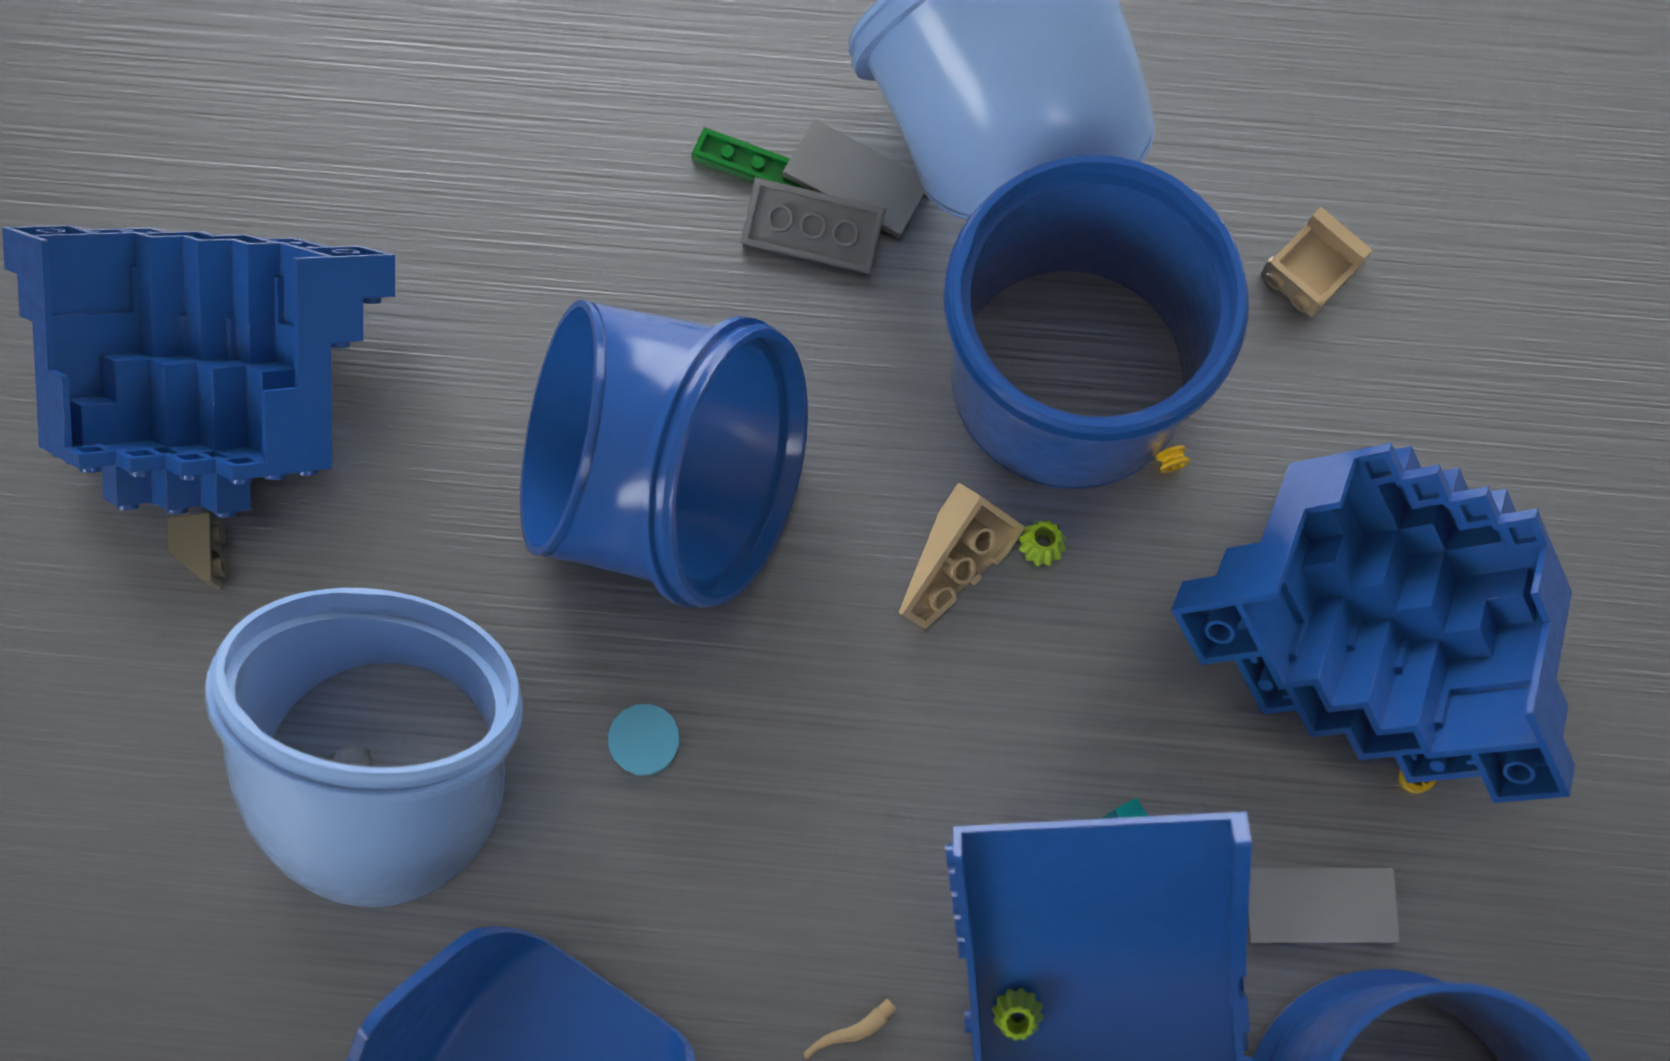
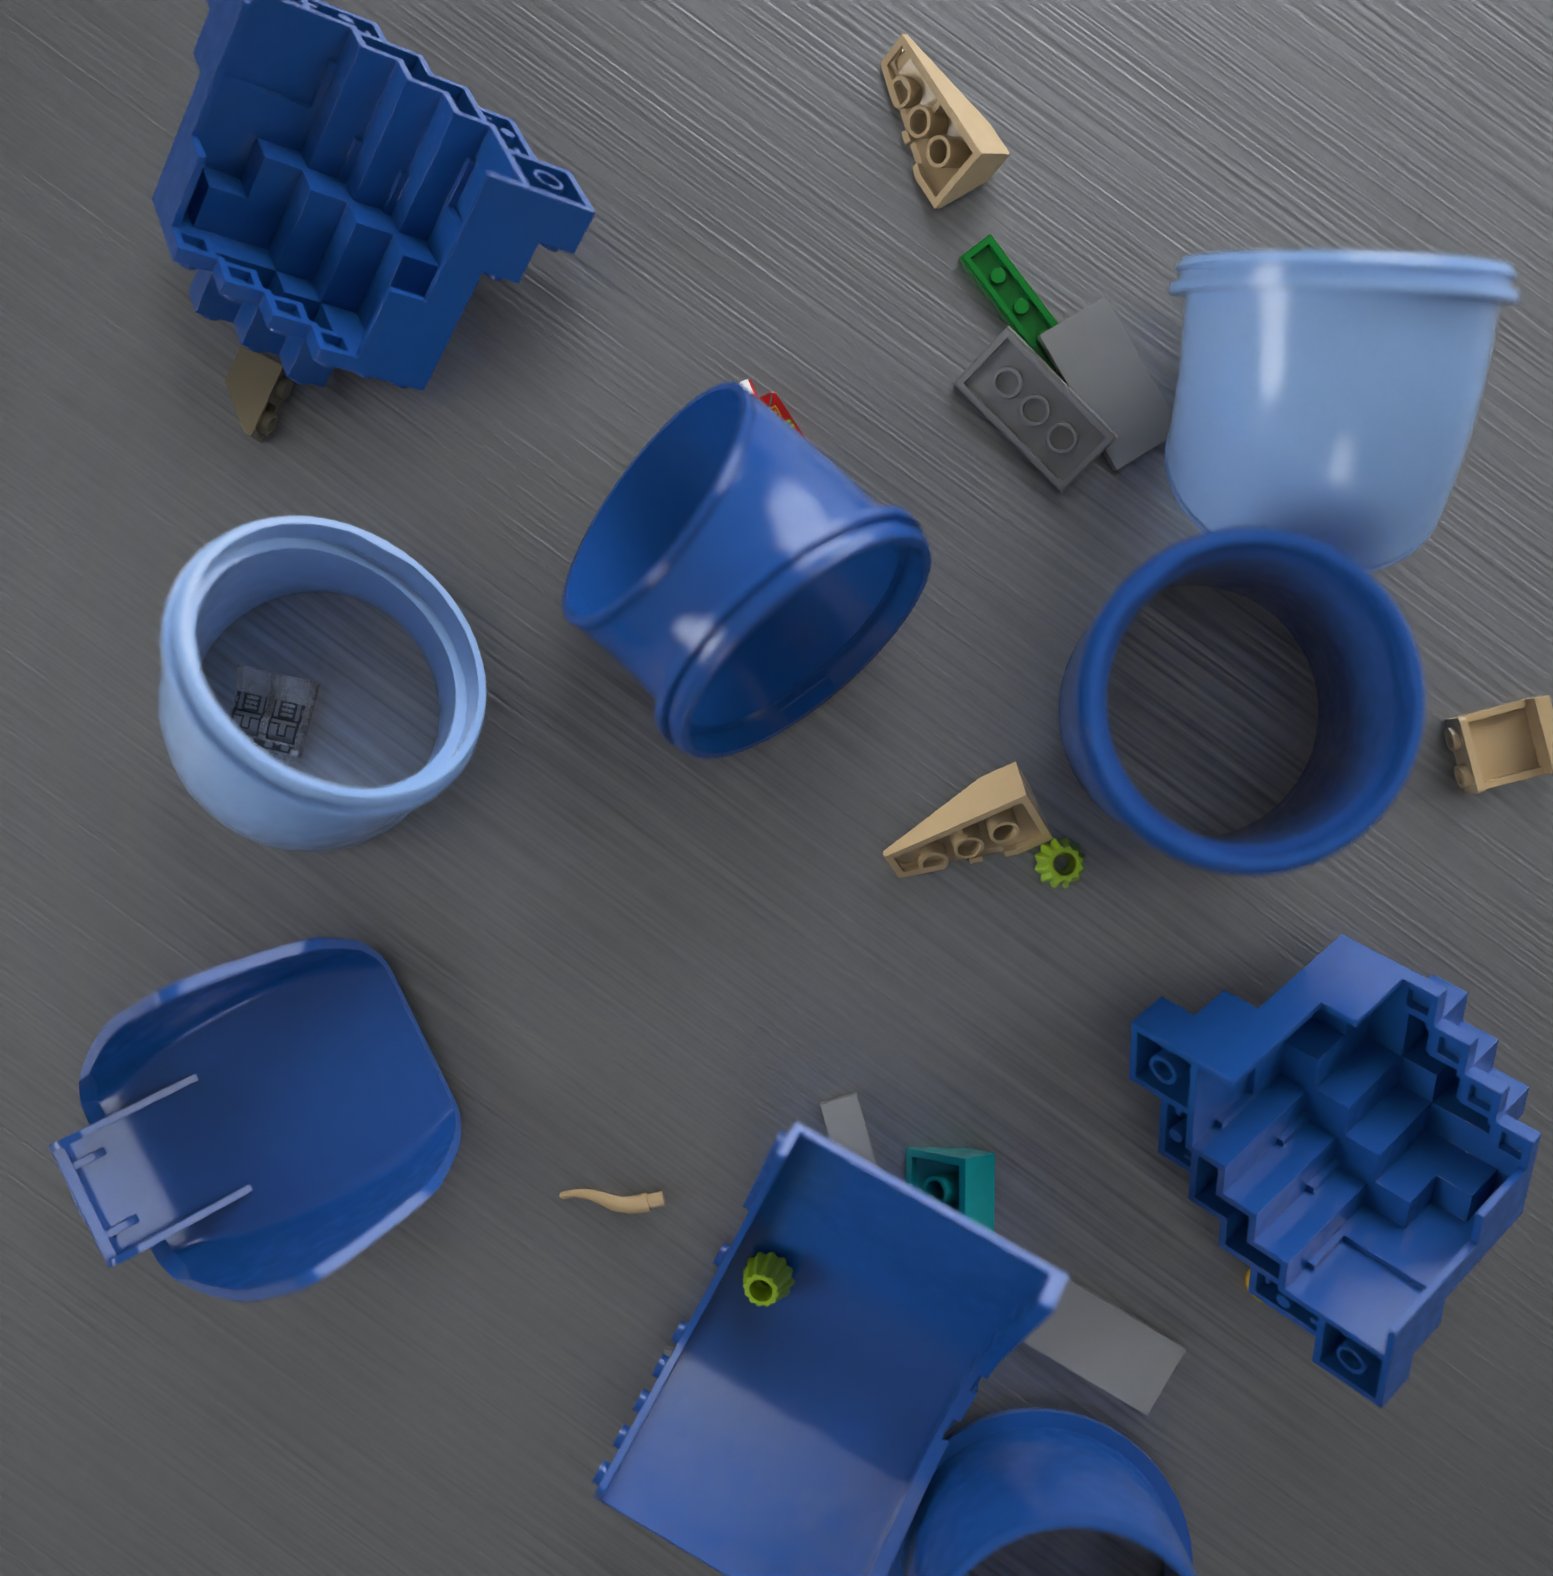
camera: 30 degrees right, 15 degrees up
(629, 78) = (947, 134): none -> tan wedge
(644, 739) = (577, 827): medium azure tile -> none

